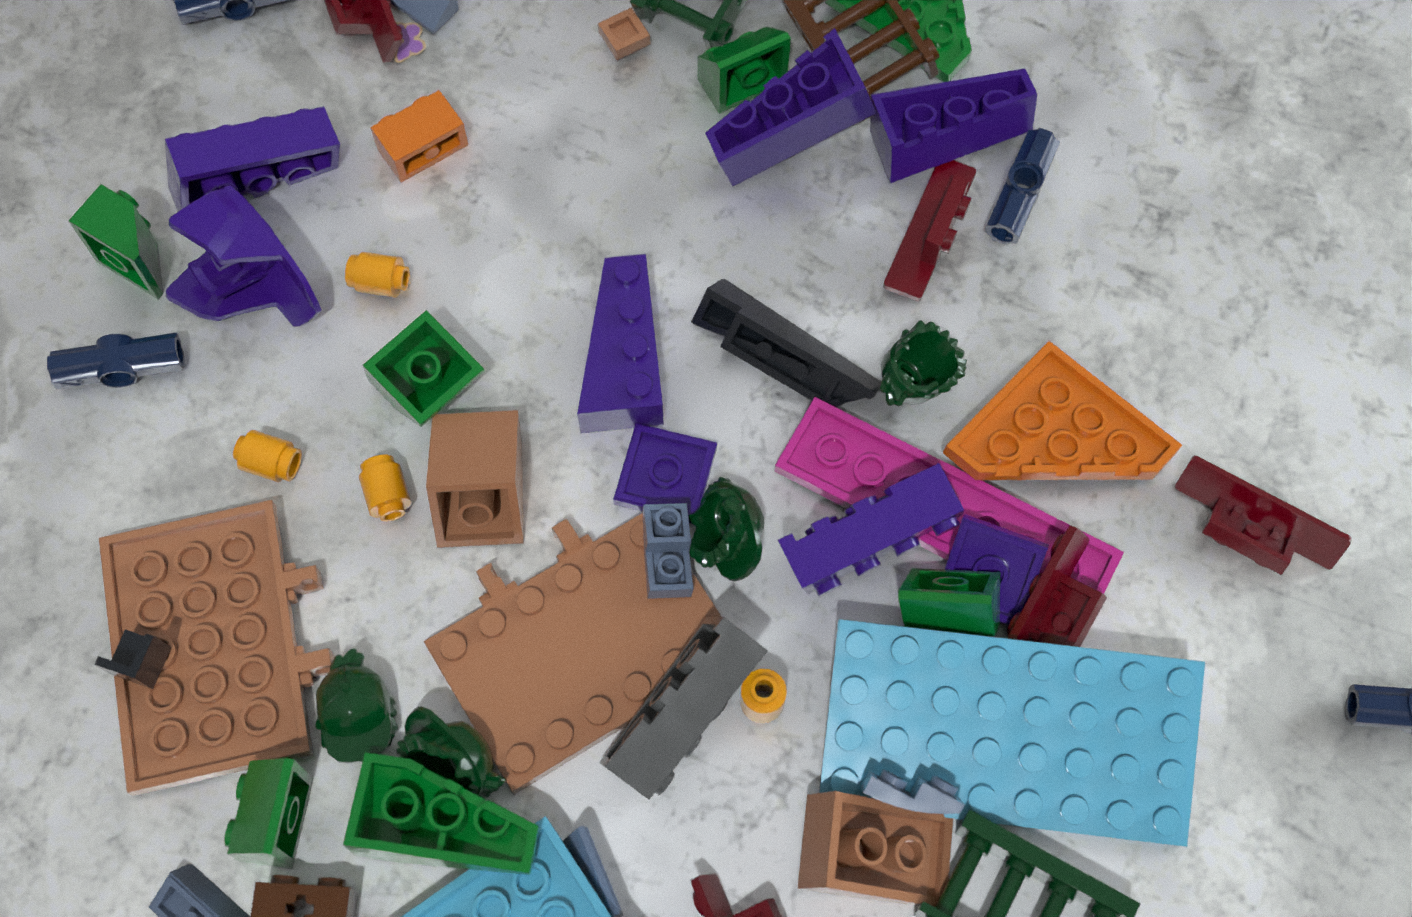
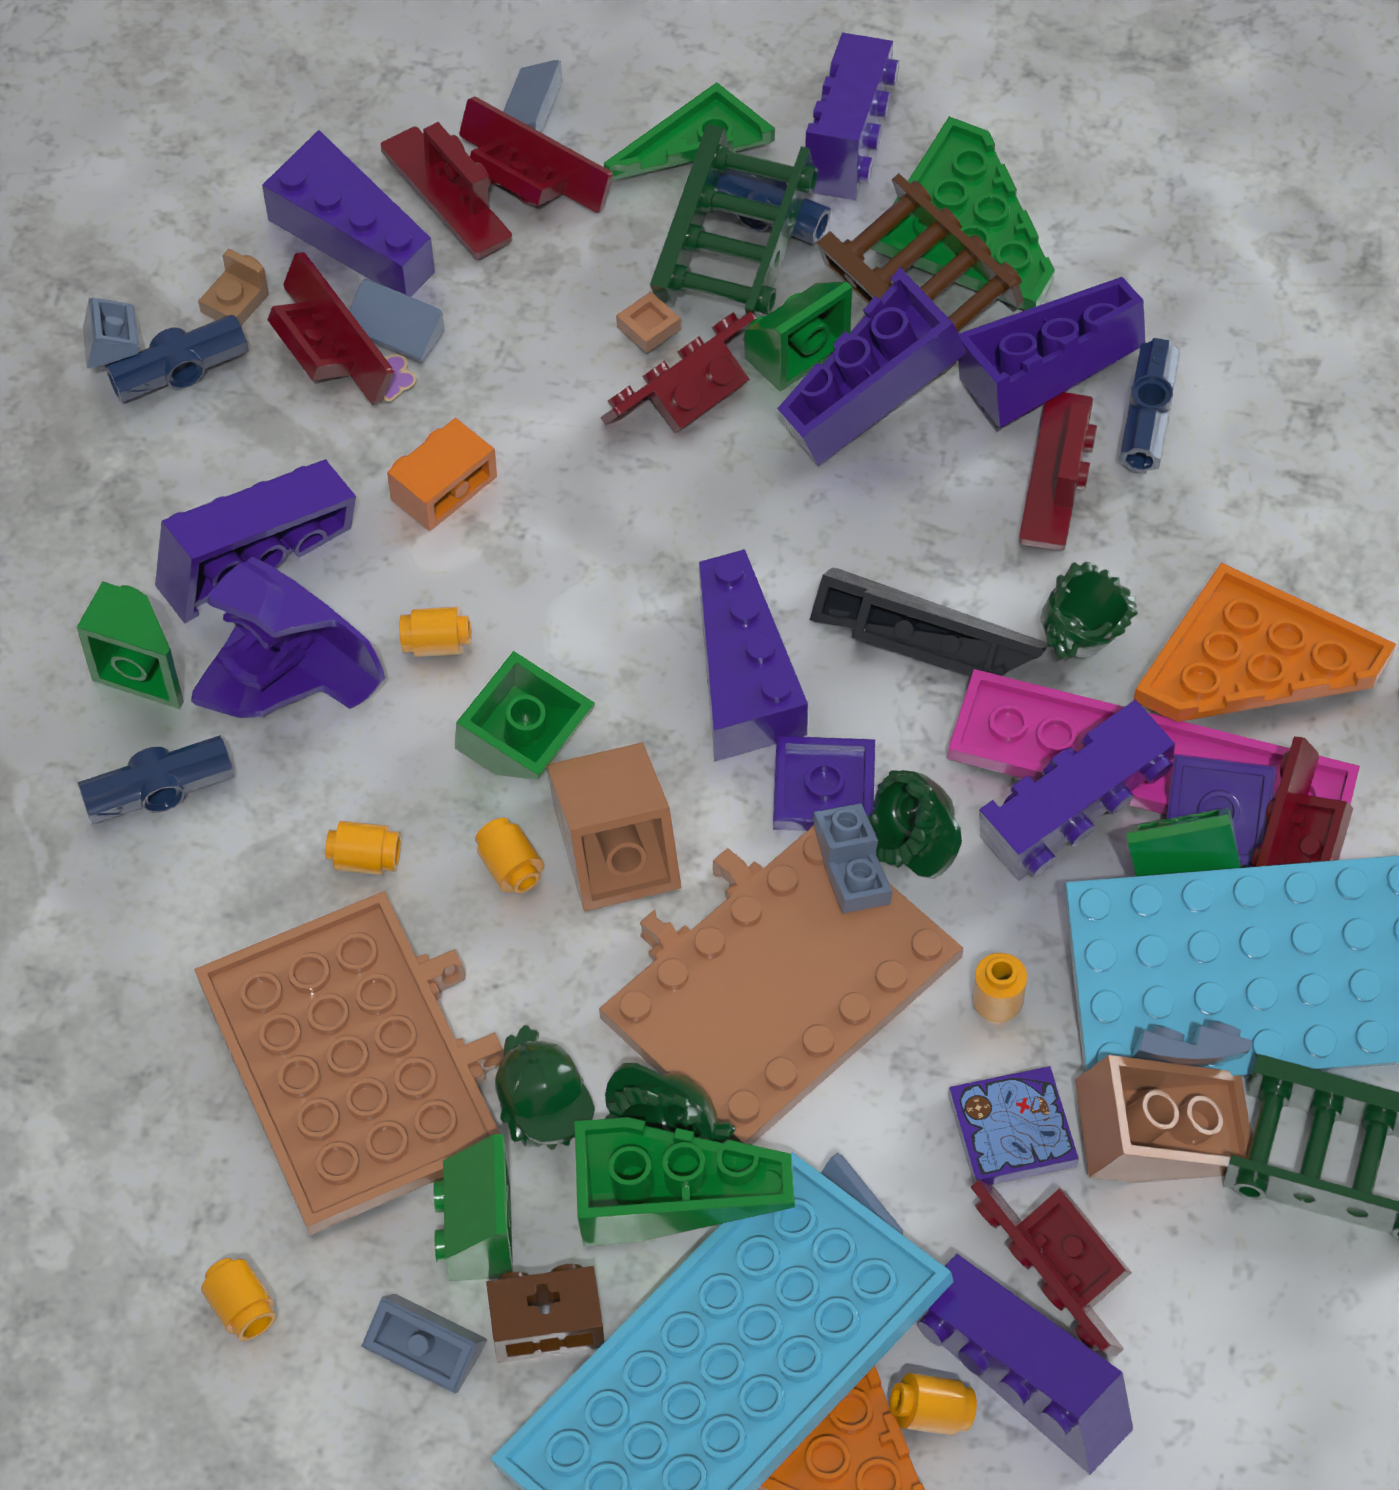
camera: 10 degrees left, 10 degrees down
(54, 845) = (238, 1298): none -> light orange brick
(137, 659) = (282, 1081): black panel -> none
(646, 94) = (694, 383): none -> dark red bracket
(683, 705) = (916, 1007): dark grey wedge -> none
(745, 823) = (1013, 1126): none -> tile

